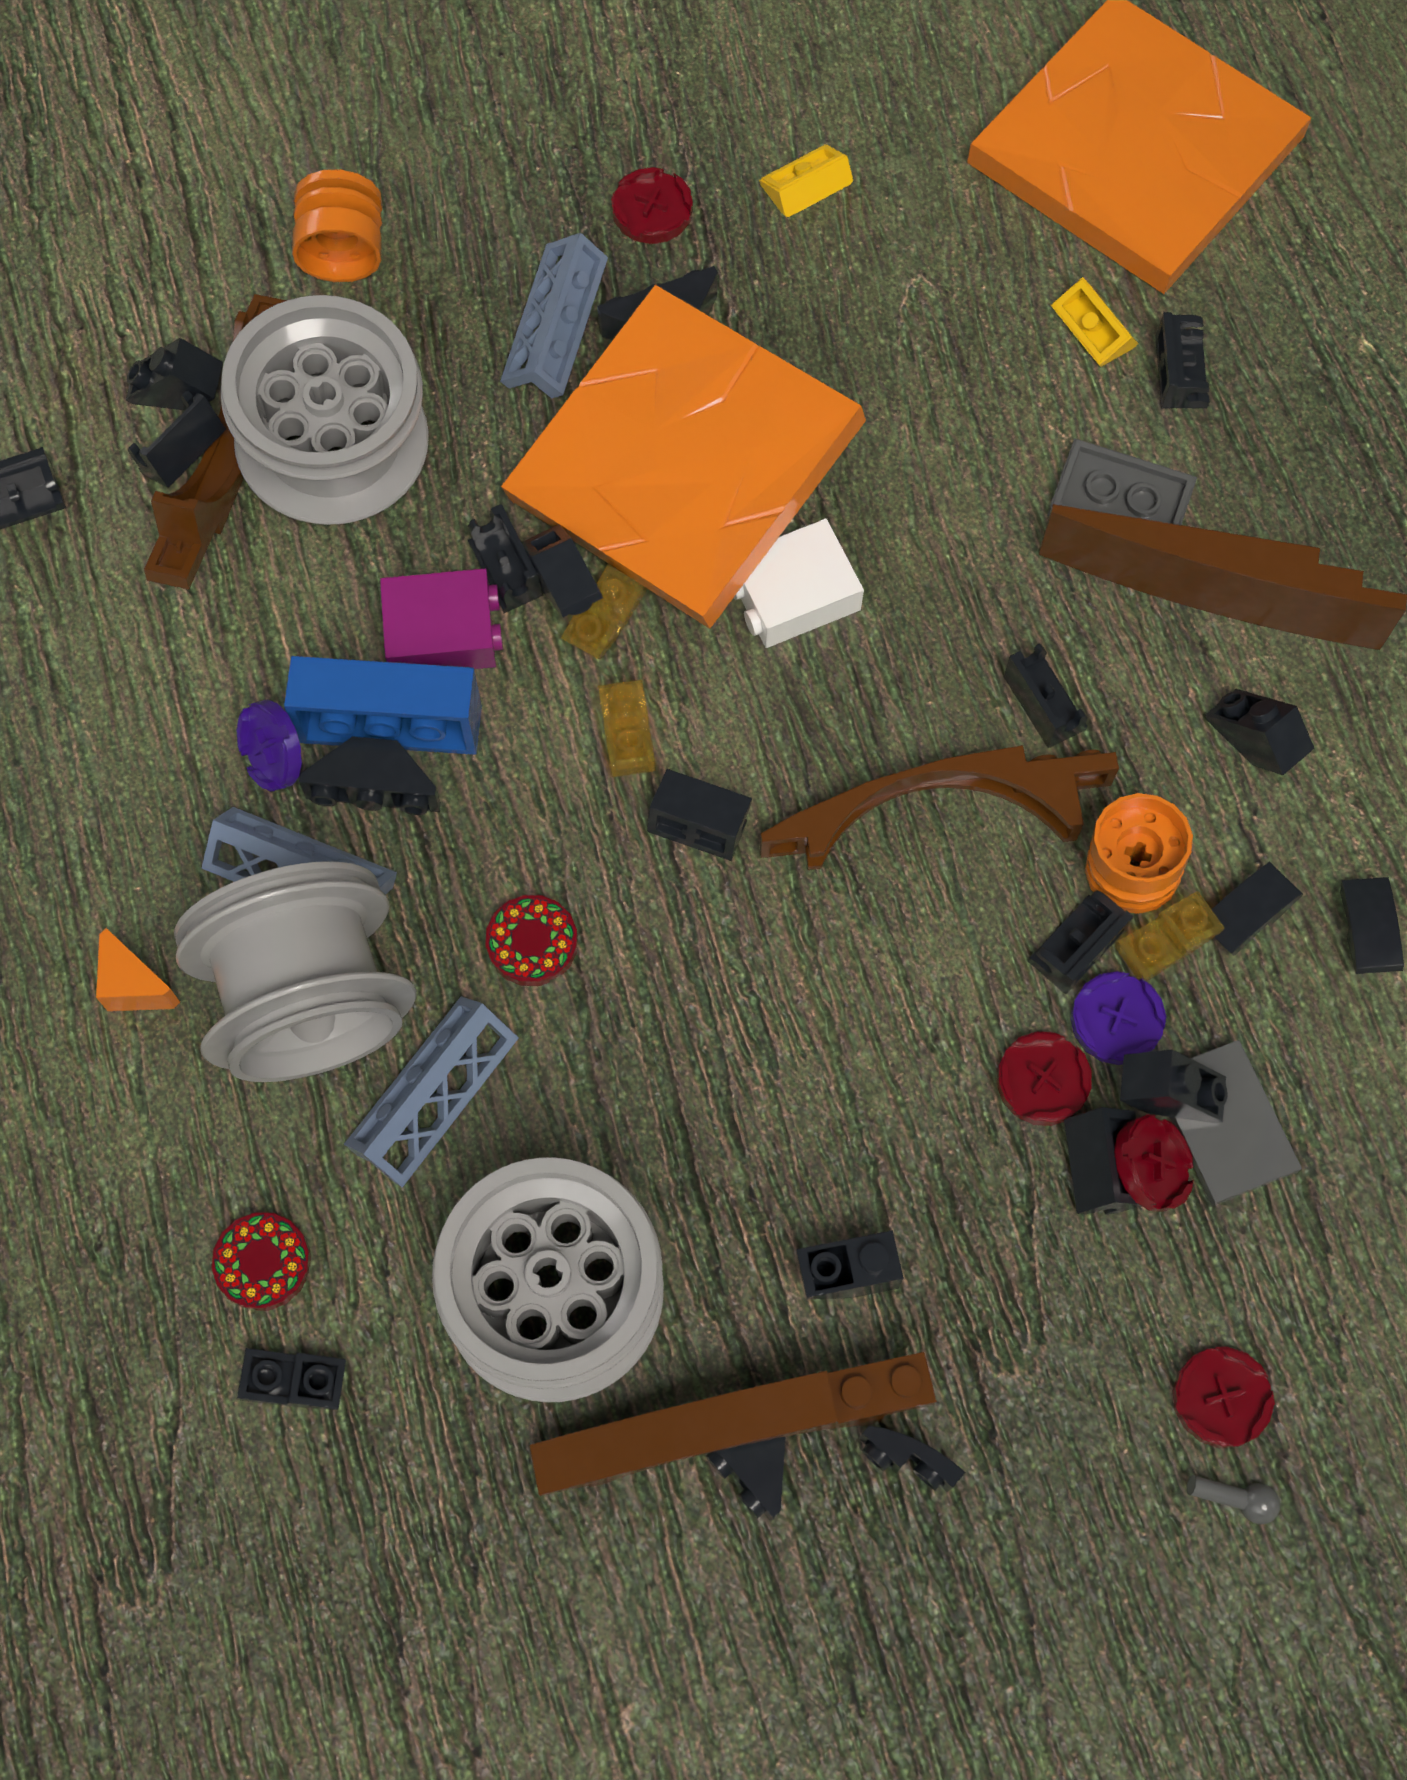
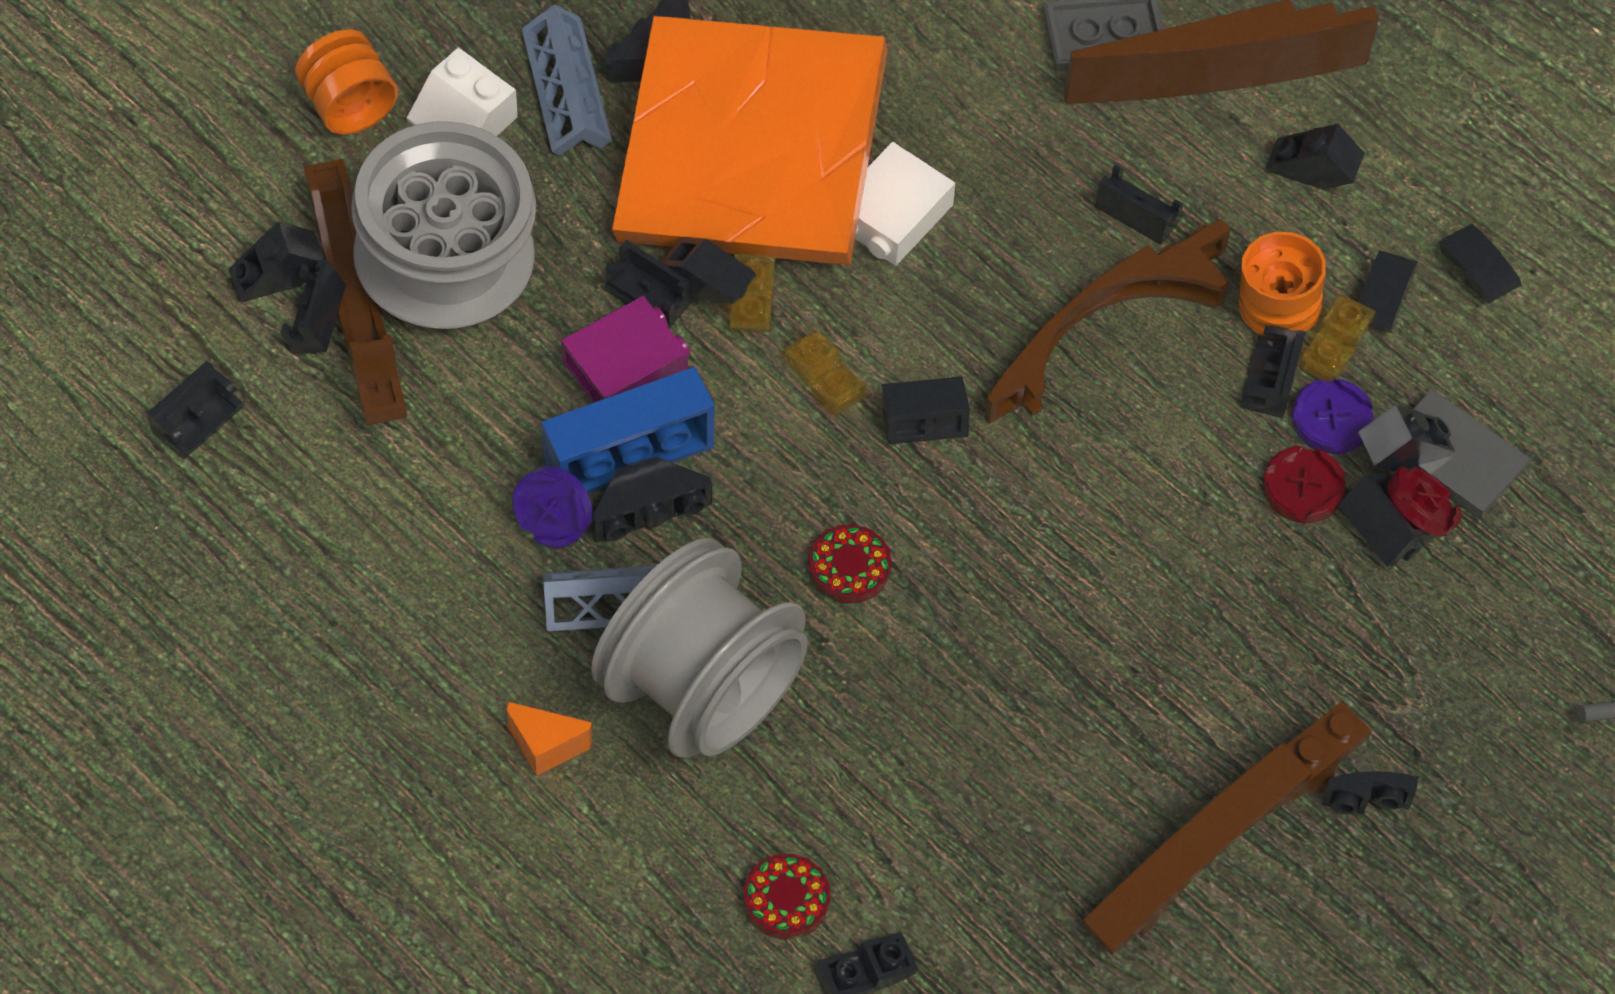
camera: 30 degrees left, 10 degrees down
(419, 1080) = (834, 699): sand blue fence -> none
(439, 299) = (466, 94): none -> white slope
(536, 1199) = (1045, 728): light grey wheel -> none
(758, 1470) = (1263, 856): black slope -> none
(851, 1267) = (1250, 676): black slope -> none
(1223, 1397) = (1567, 646): dark red tile -> none

